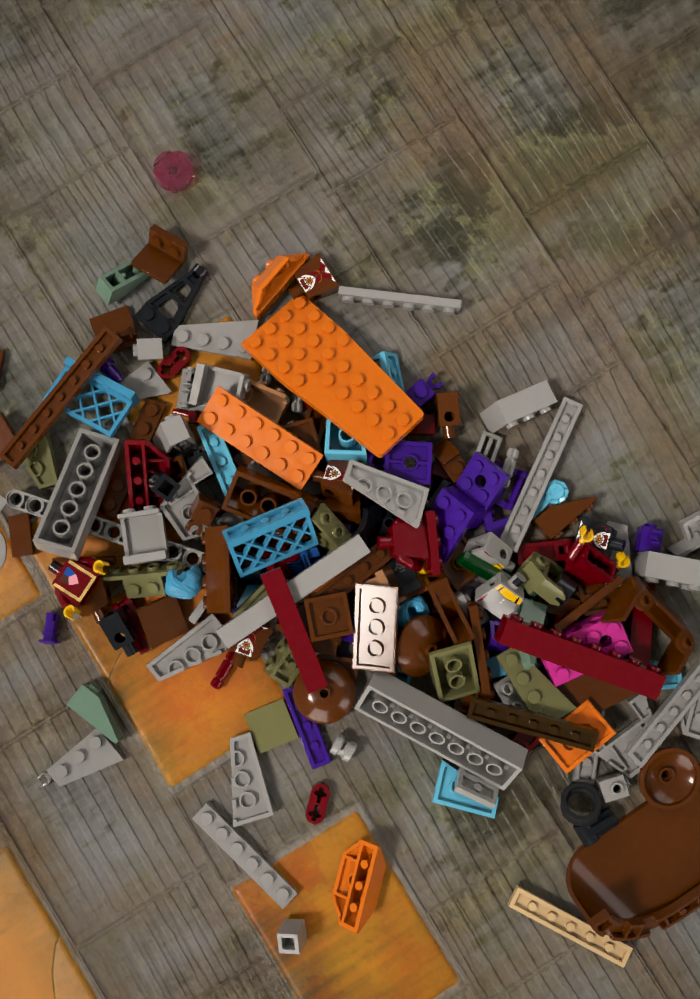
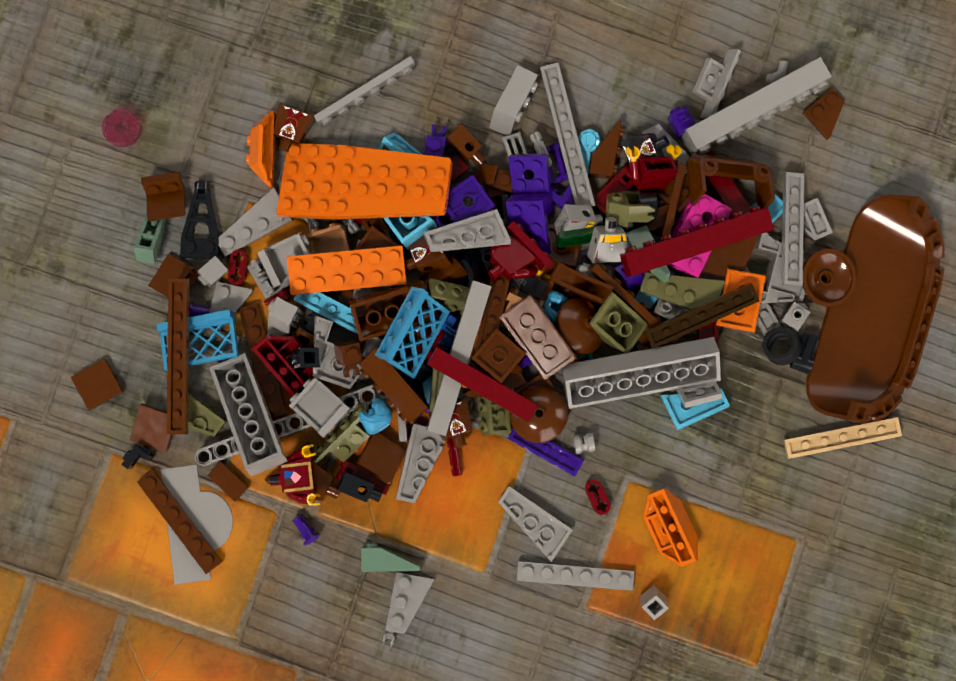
camera: 35 degrees left, 0 degrees up
(271, 725) = (520, 470): olive tile -> none

